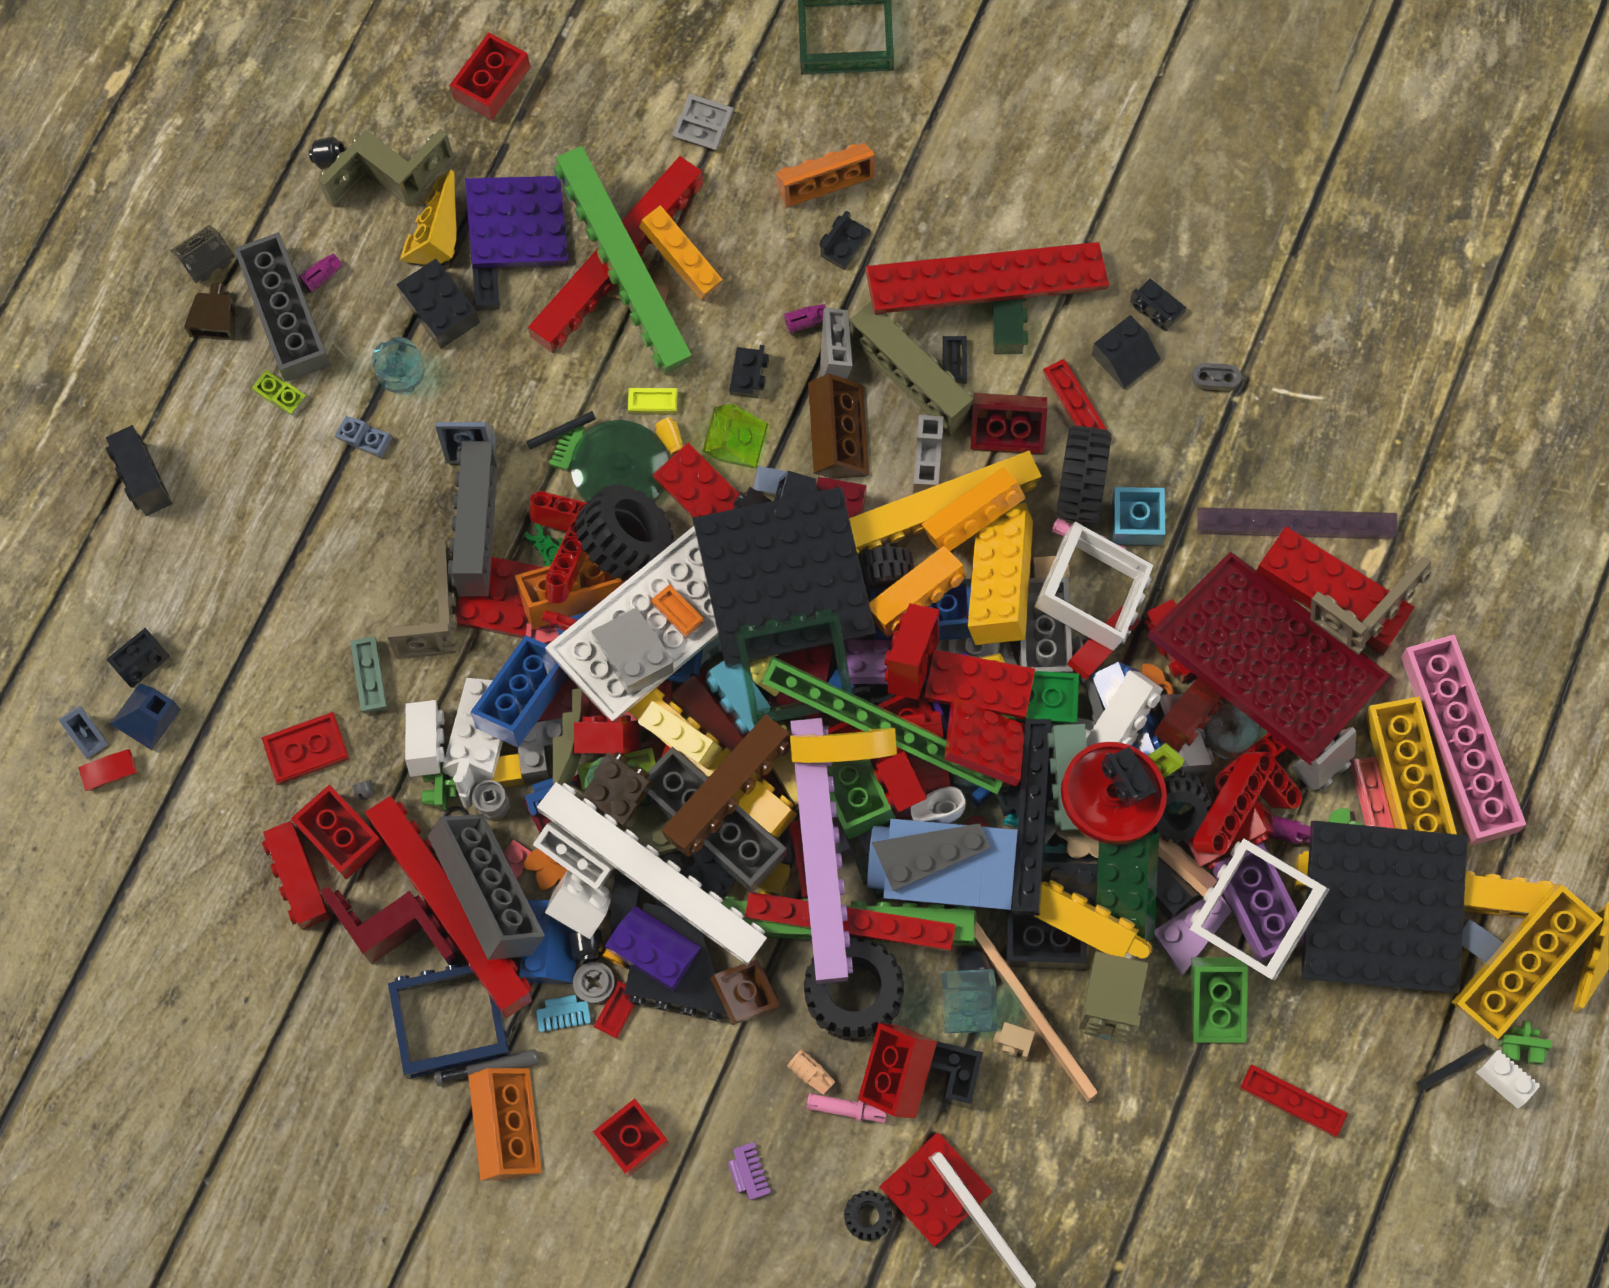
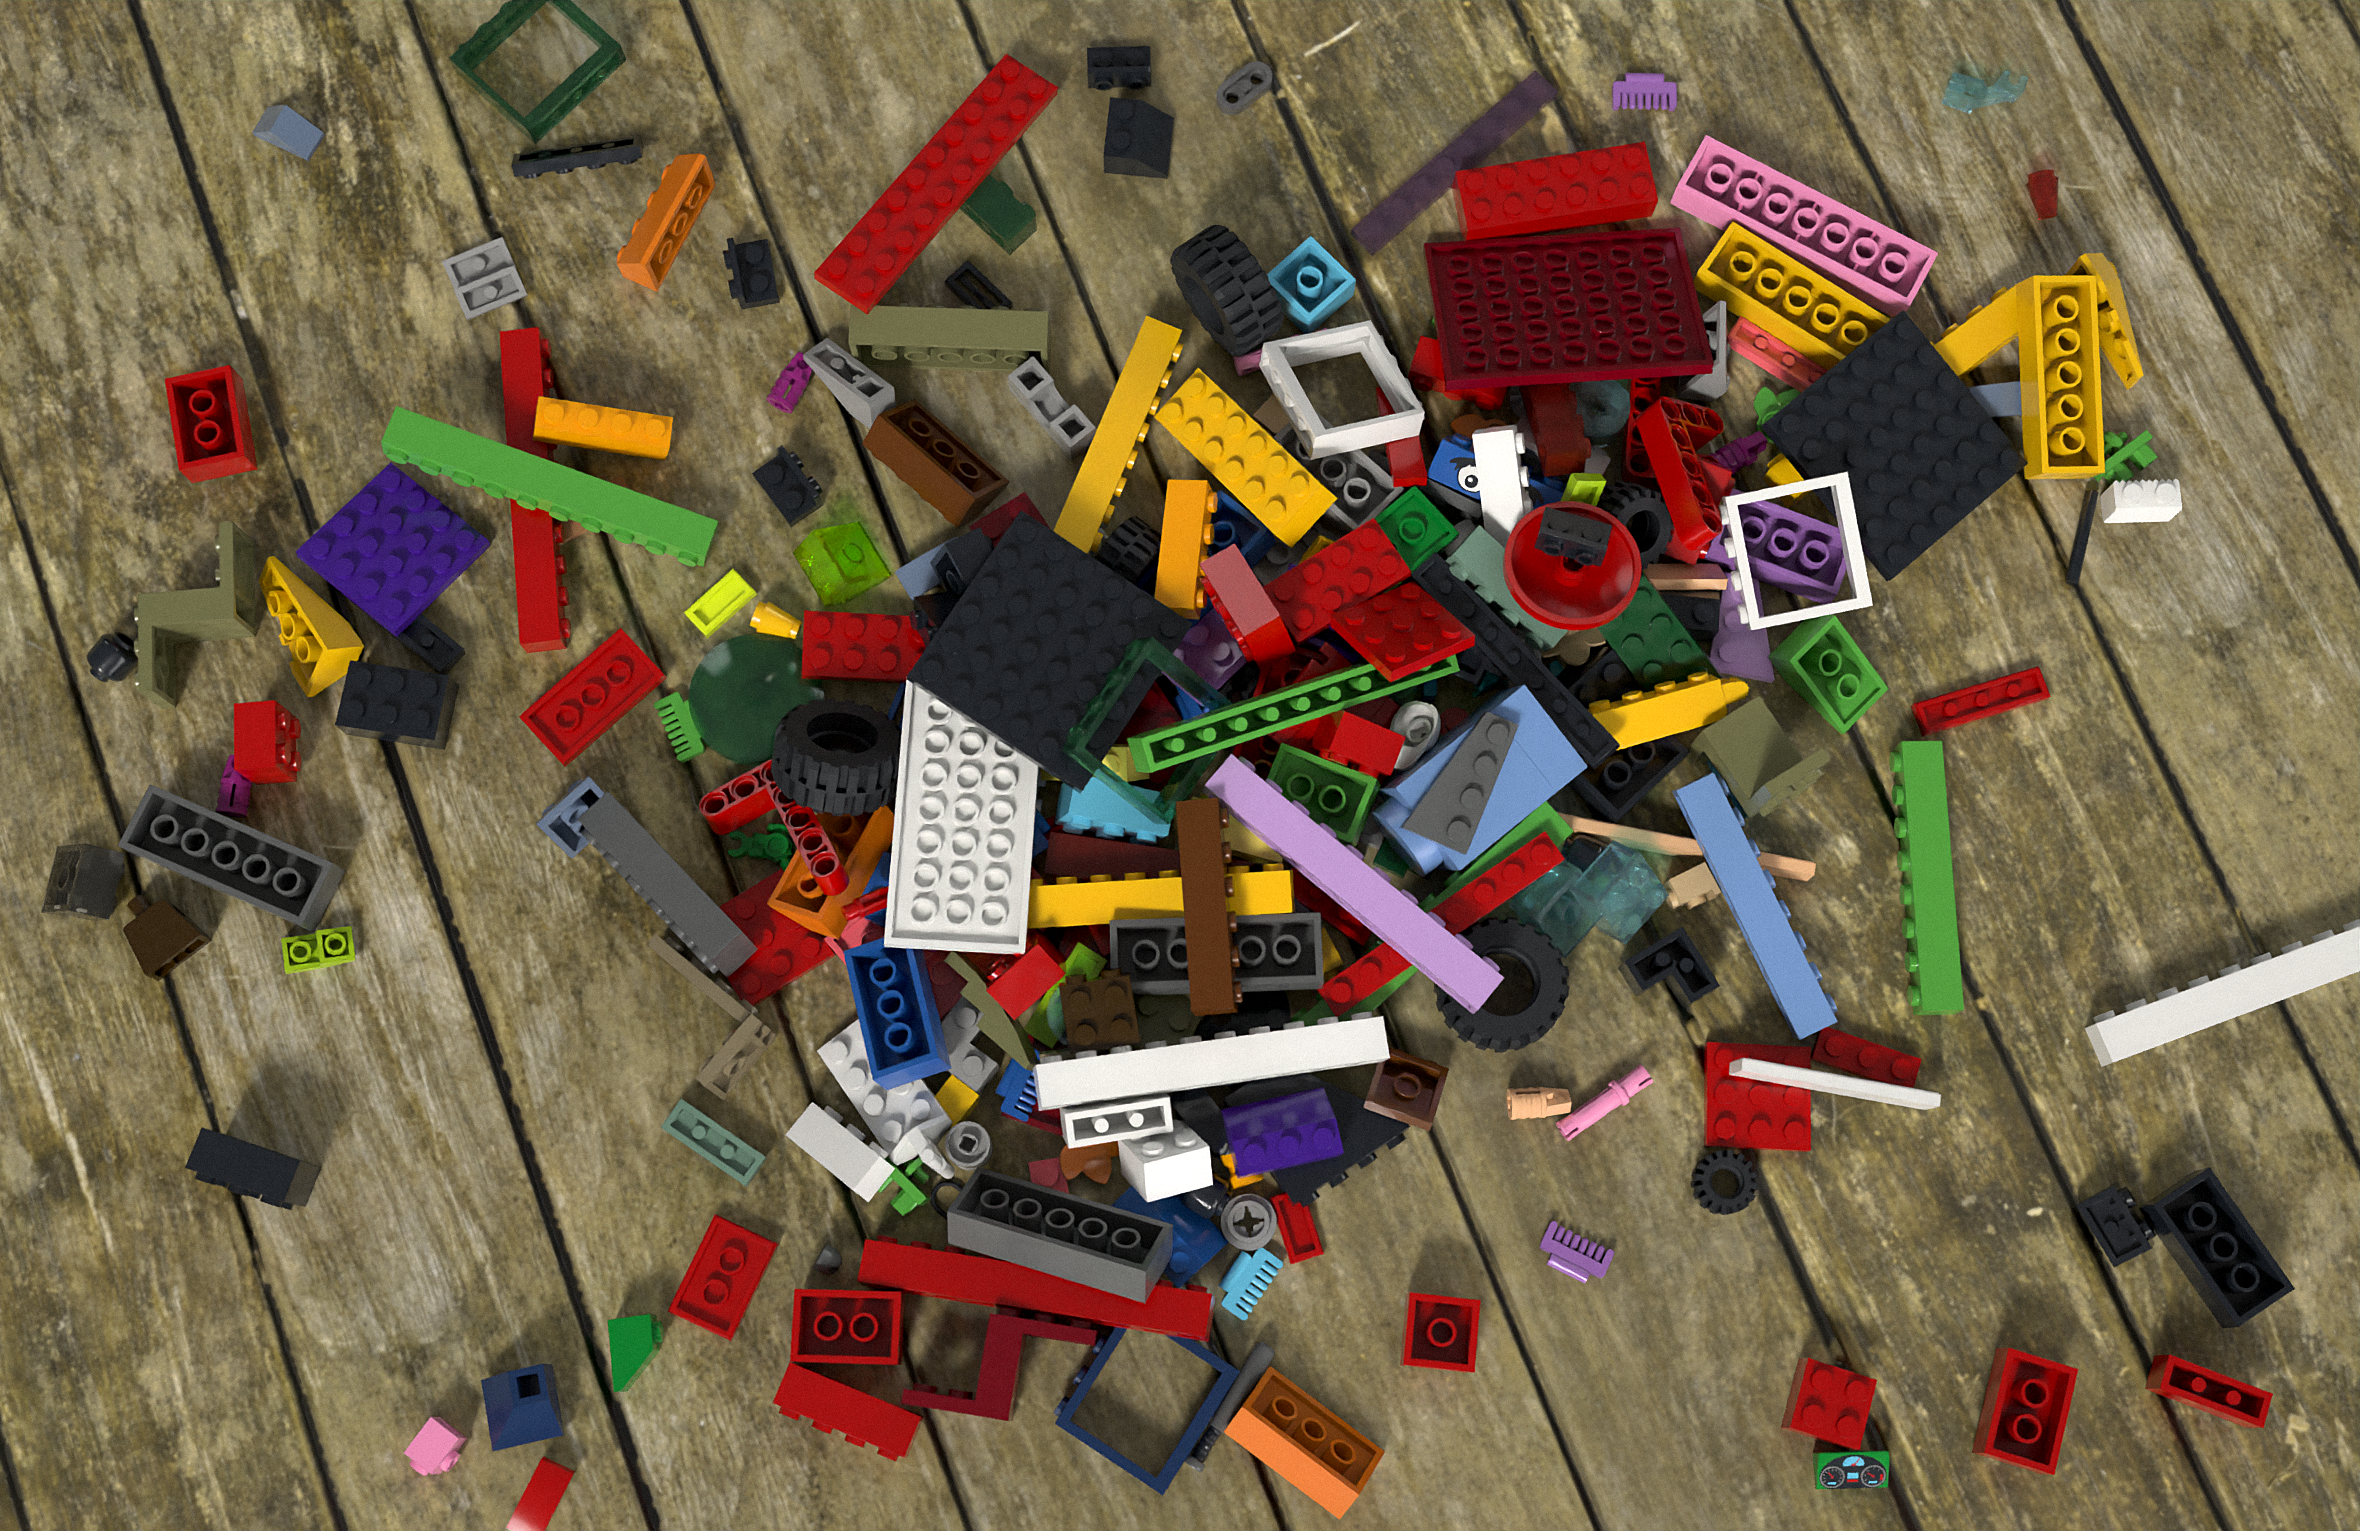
camera: 50 degrees left, 5 degrees up
(83, 731) = (474, 1486): sand blue slope -> none
(87, 692) = (435, 1447): none -> bright pink brick
(138, 657) = (451, 1356): black bracket -> none
(225, 739) = (632, 1347): none -> green slope
(355, 262) = (266, 742): none -> red brick
(361, 436) = (457, 912): sand blue slope -> none
(398, 365) = (403, 801): clear light blue brick -> none
(538, 389) = (592, 697): none -> red plate
(561, 430) = (658, 716): black bar -> none
(633, 651) = (976, 863): light grey slope -> none
(677, 611) = (978, 783): orange tile -> none
(679, 735) = (1107, 902): light yellow brick -> none
(809, 96) = (566, 158): none -> black plate
(844, 746) = (1283, 763): yellow slope -> none
(897, 1070) = (1624, 1021): red brick -> none
(924, 977) = (1554, 908): none -> clear light blue slope
(974, 510) = (1159, 419): light orange brick -> none
(1008, 423) = (1096, 307): dark red slope -> none
(1018, 1229) = (1865, 1058): none -> red plate
(1036, 1081) = (1755, 906): none -> medium blue brick
(1072, 395) = (1130, 229): red tile -> none
(1156, 1165) = (1927, 878): none -> bright green brick
(1346, 626) = (1608, 213): dark tan bracket -> none
(1455, 579) = (1644, 85): none -> medium lavender piece

